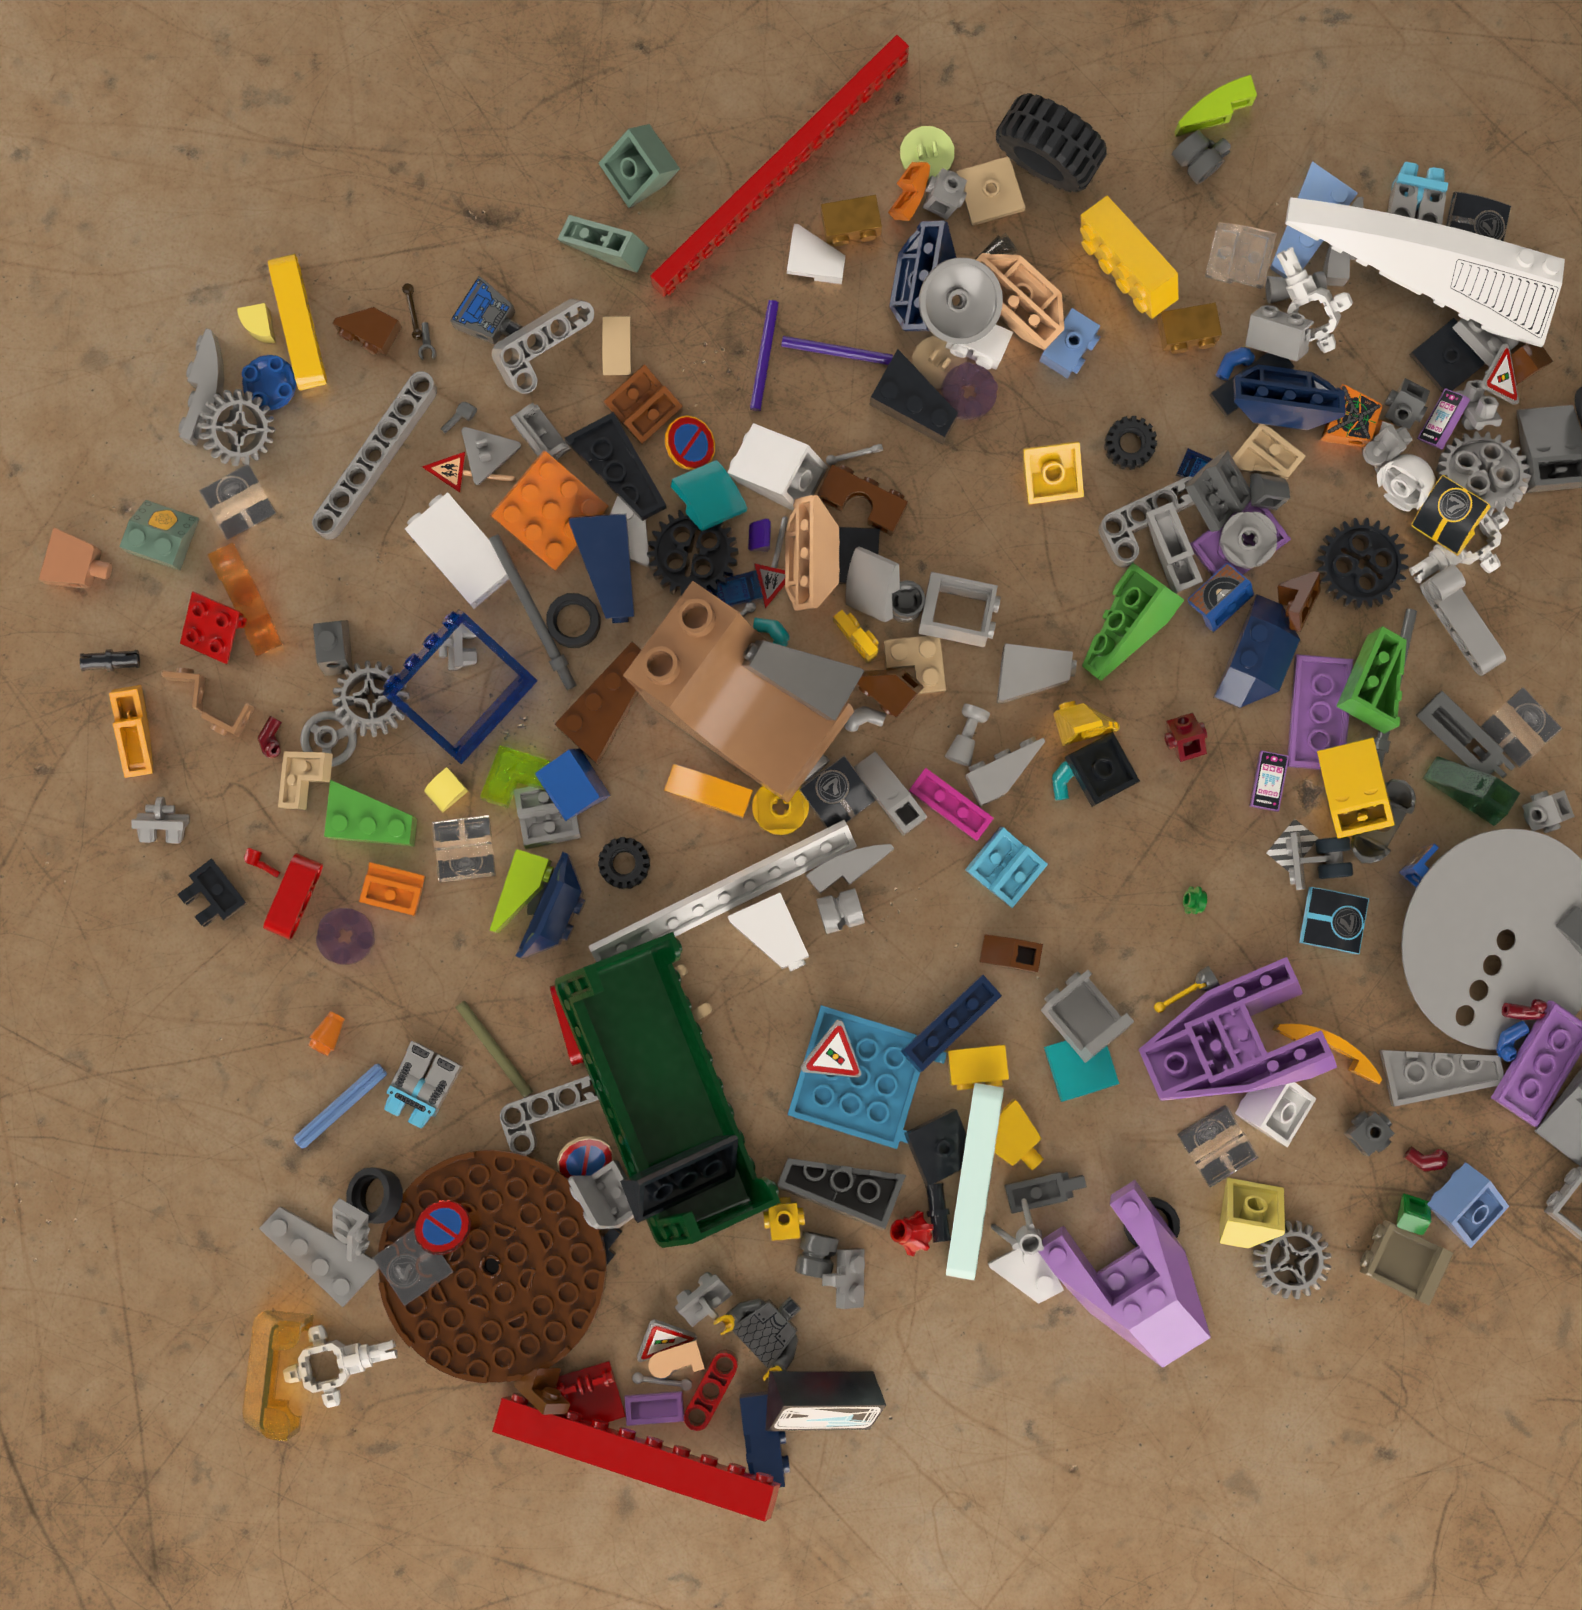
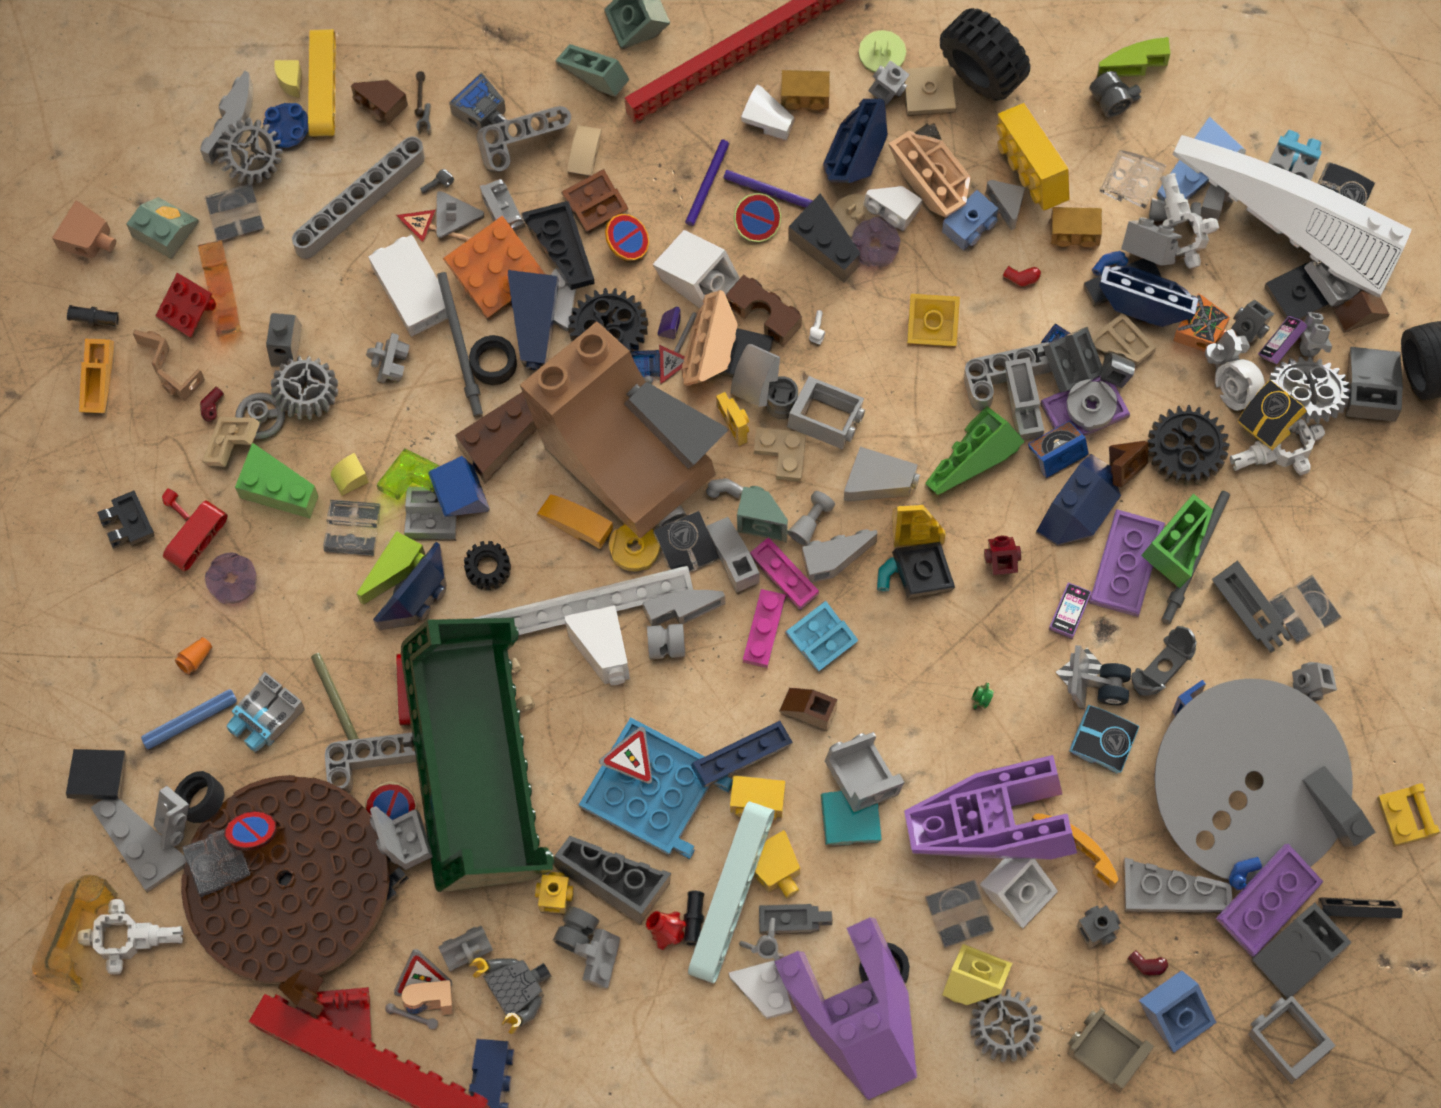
camera: 15 degrees right, 15 degrees down
(160, 817) = (87, 453): light grey hips -> none
(255, 1190) = (96, 774): none -> black tile
(392, 889) = (282, 547): orange plate -> none
(491, 716) = (366, 347): clear blue window -> none
(654, 1408) = (399, 1038): medium lavender tile -> none
(681, 1176) = (476, 828): black slope -> none
(704, 1402) = (455, 1017): red beam -> none
(709, 495) = (633, 280): teal slope -> none
(823, 1400) = (550, 1056): black slope -> none
(831, 389) = (757, 217): none -> piece
(831, 459) = (785, 274): light grey hinge -> none
(891, 688) = (754, 466): reddish brown slope -> none
(913, 184) = (863, 73): orange slope -> none
(913, 746) = (761, 515): none -> sand green slope
(926, 515) = (817, 334): none -> white hand
(938, 1146) = (704, 857): black plate -> none
(942, 870) = (764, 628): none -> dark pink plate
(978, 305) = (895, 153): light grey dish -> none
(1106, 311) = (1007, 199): none -> light grey slope
(1135, 426) = (1005, 322): black tyre -> none
(1142, 400) = (1023, 277): none -> red arm
(1205, 981) = (976, 765): hinge -> none
(1355, 788) = (1144, 626): yellow slope -> none
(1414, 1214) = (1125, 1010): green slope -> none
(1462, 620) = (1256, 483): light grey beam -> none
(1473, 789) = (1251, 650): clear green slope -> none
(1501, 378) = (1338, 314): piece -> none
(1522, 1012) = (1259, 849): dark red arm -> none

